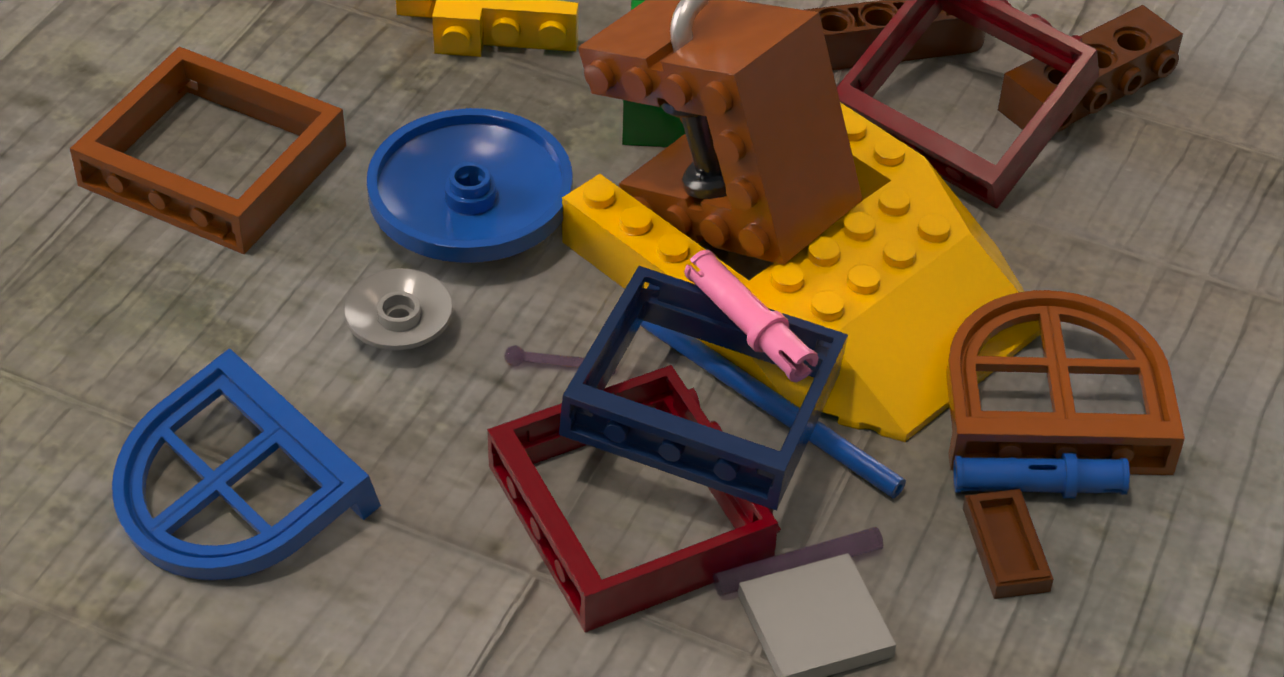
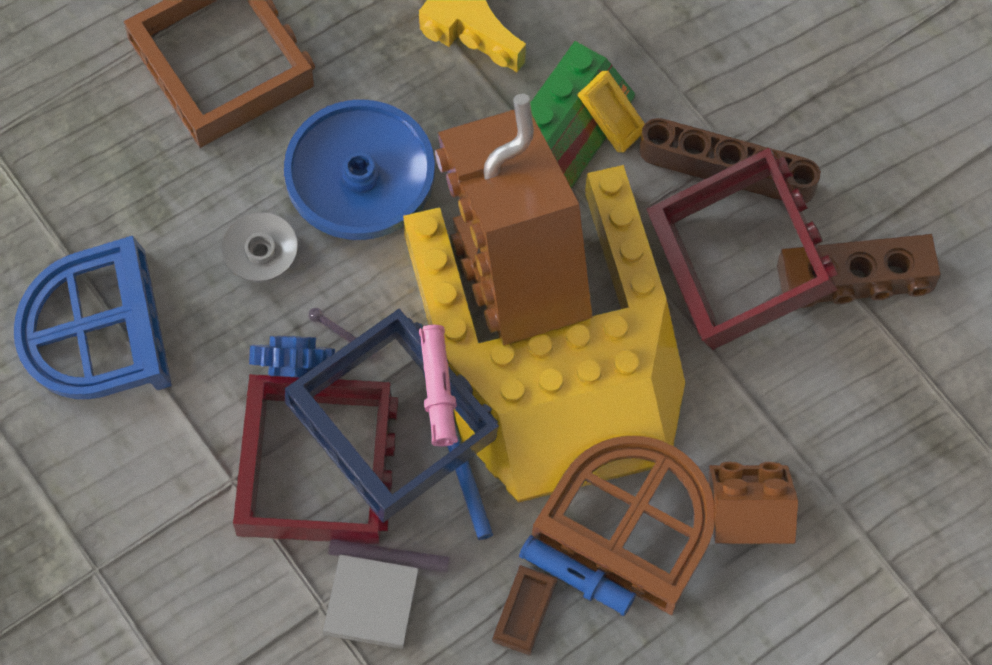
camera: 30 degrees right, 20 degrees up
(525, 385) = (289, 355): none -> blue gear
(1187, 310) = (753, 503): none -> dark orange slope

